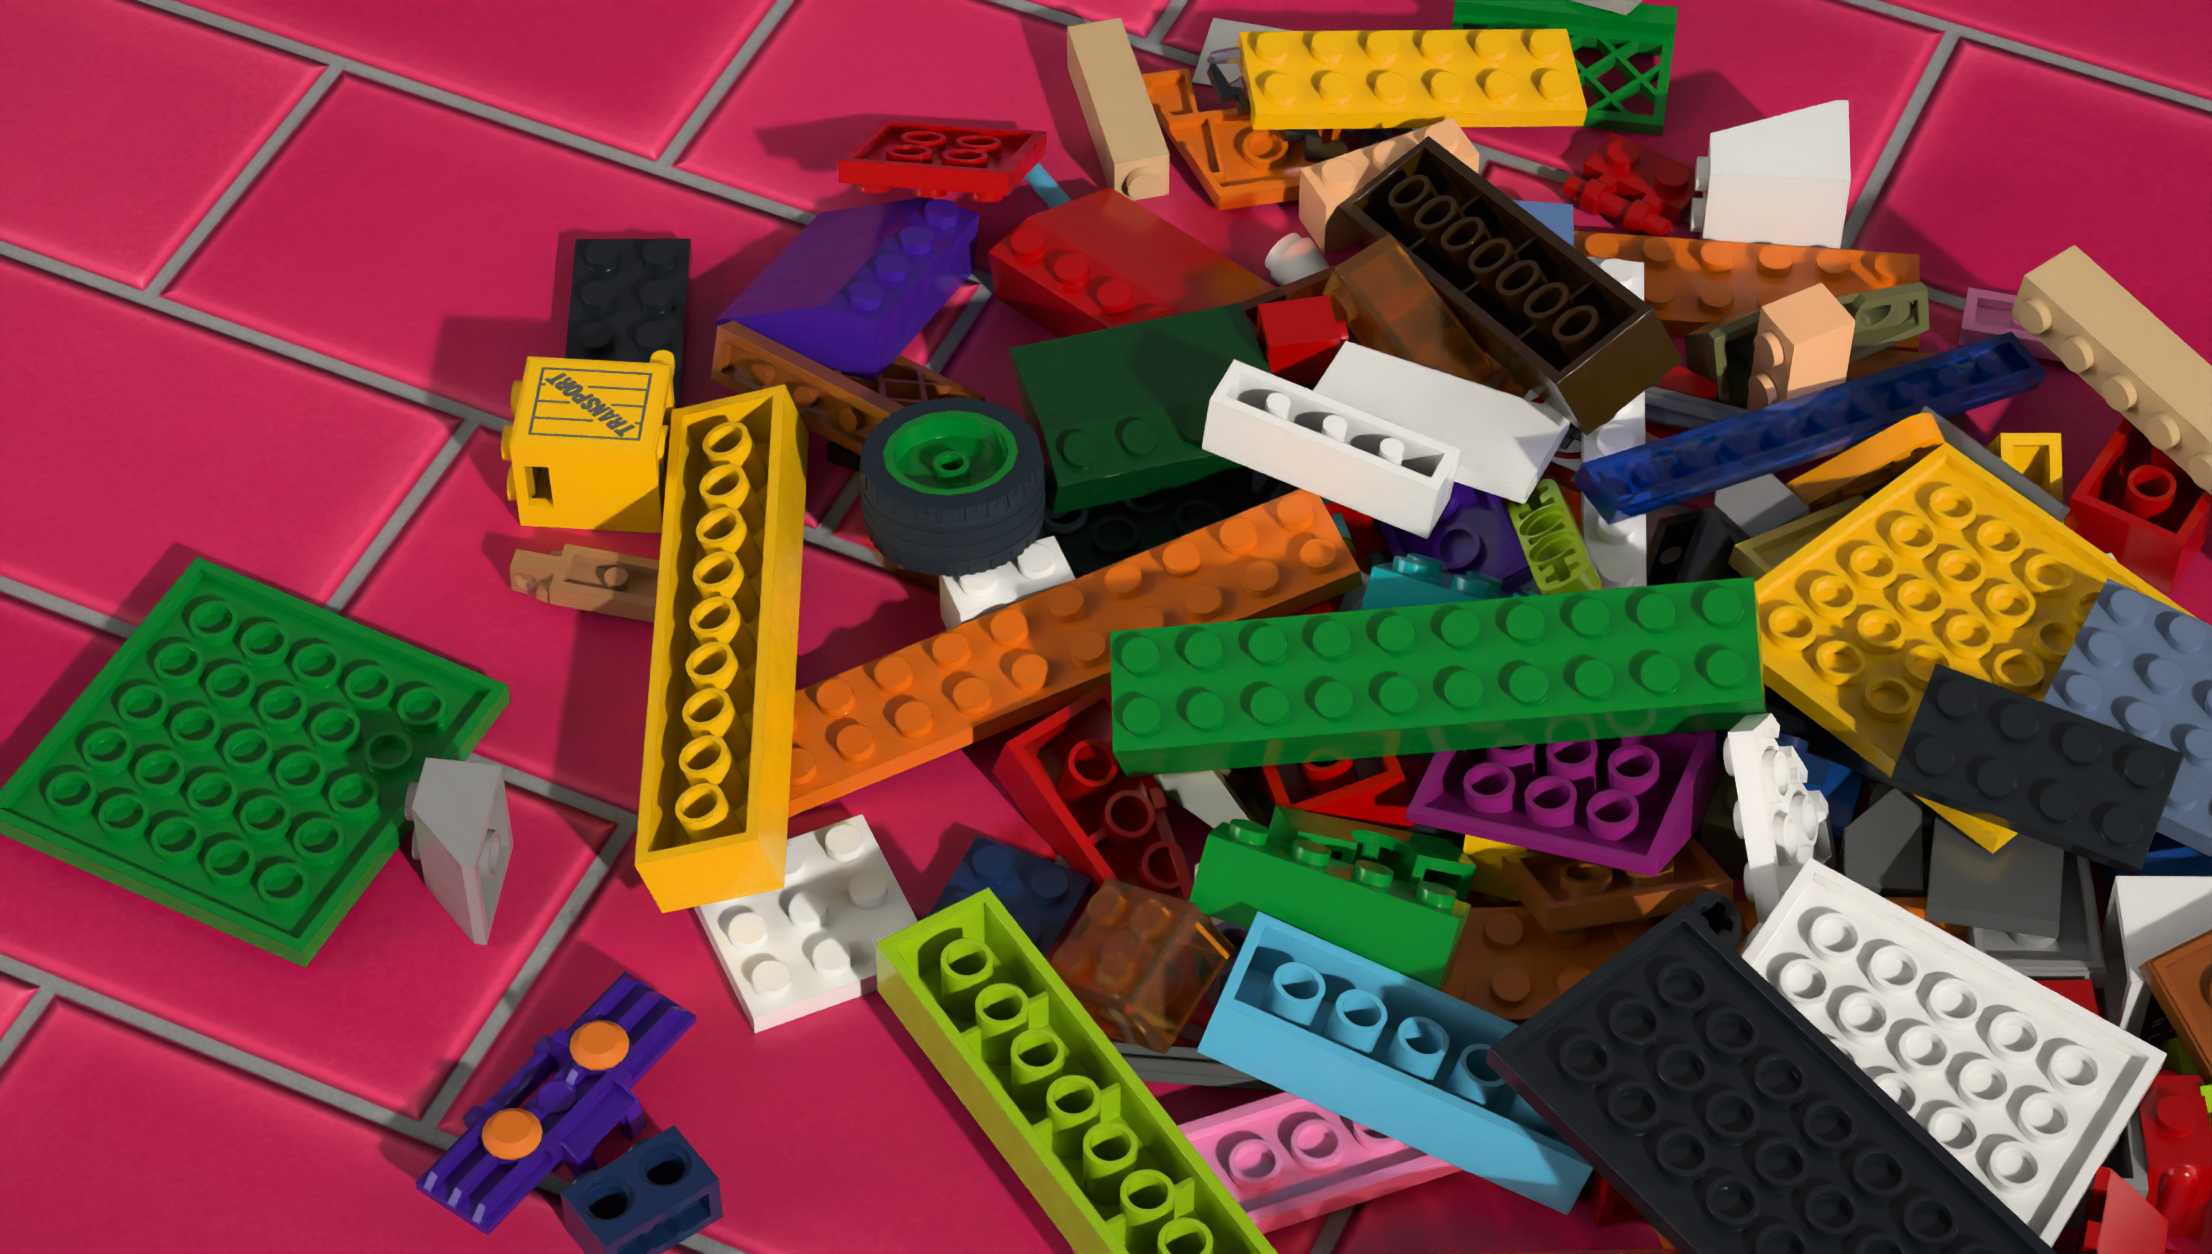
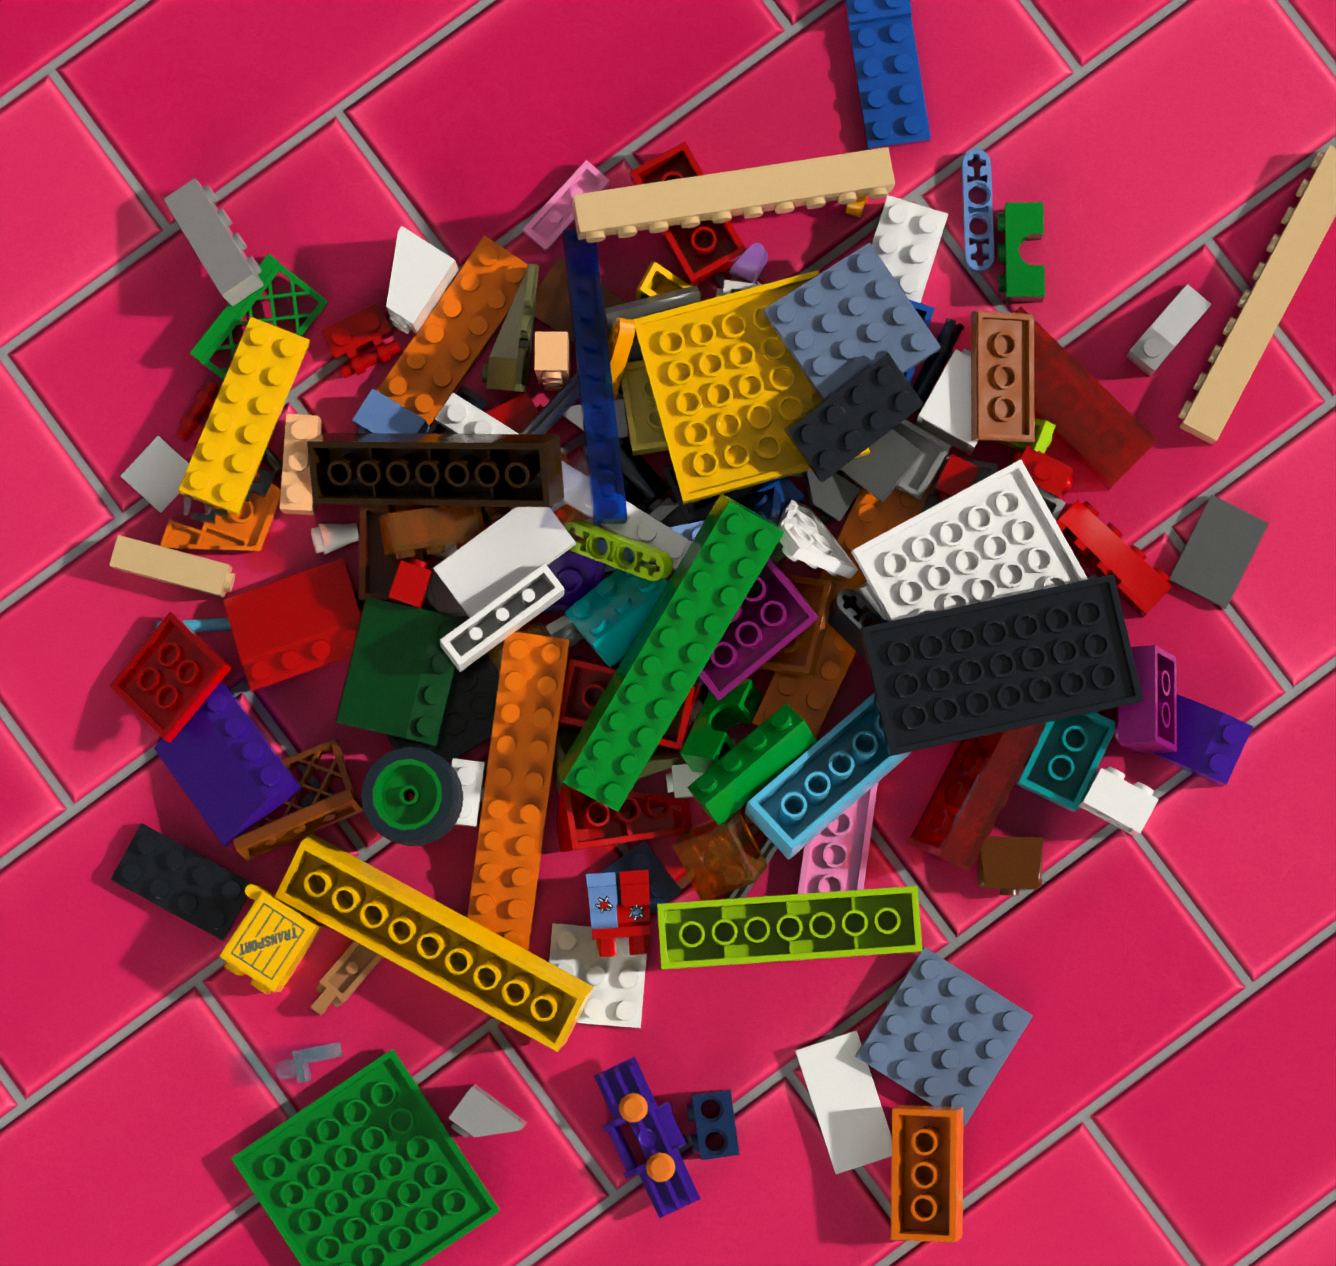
camera: 55 degrees left, 35 degrees up
(424, 578) = (299, 1066): none -> clear light blue piece
(944, 859) = (623, 920): none -> red hips
(2164, 551) = (750, 263): none -> medium lavender helmet

